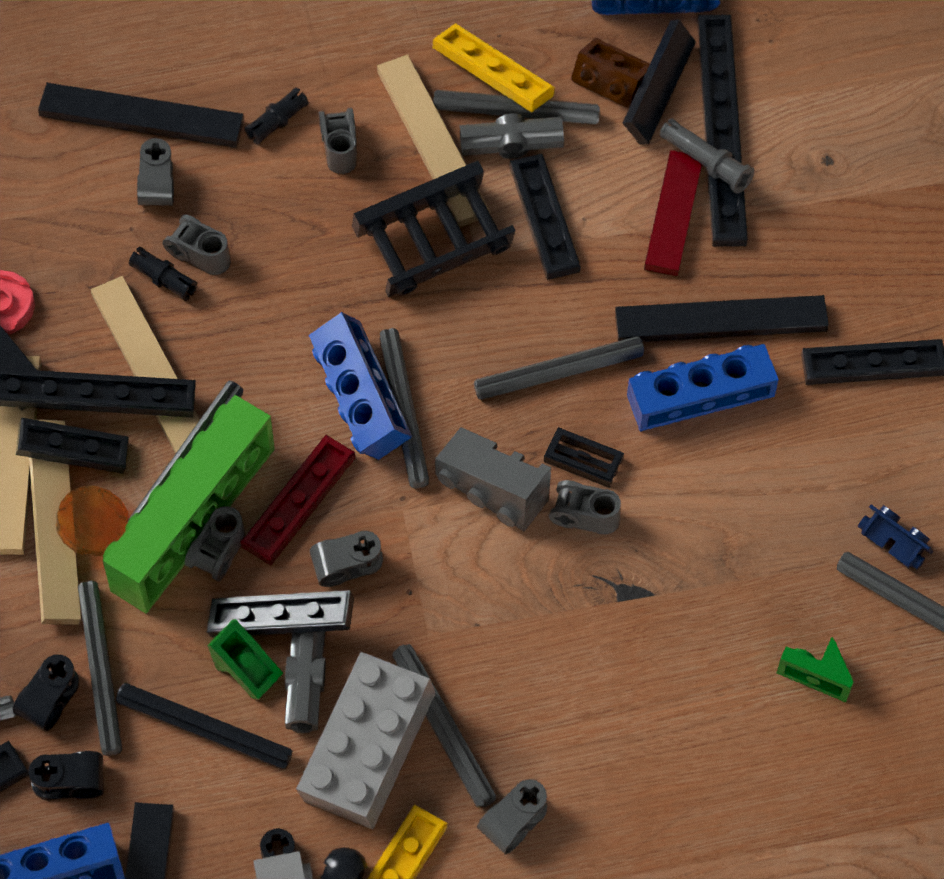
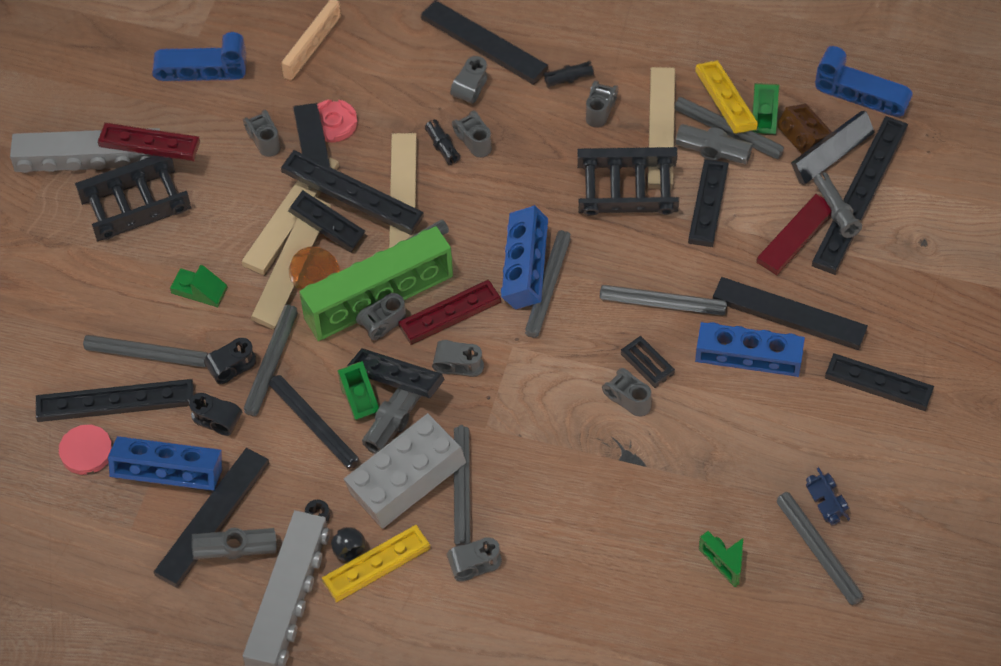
camera: 30 degrees right, 5 degrees down
(494, 479) = (579, 350): dark grey wedge -> none
(551, 61) = (765, 107): none -> green slope

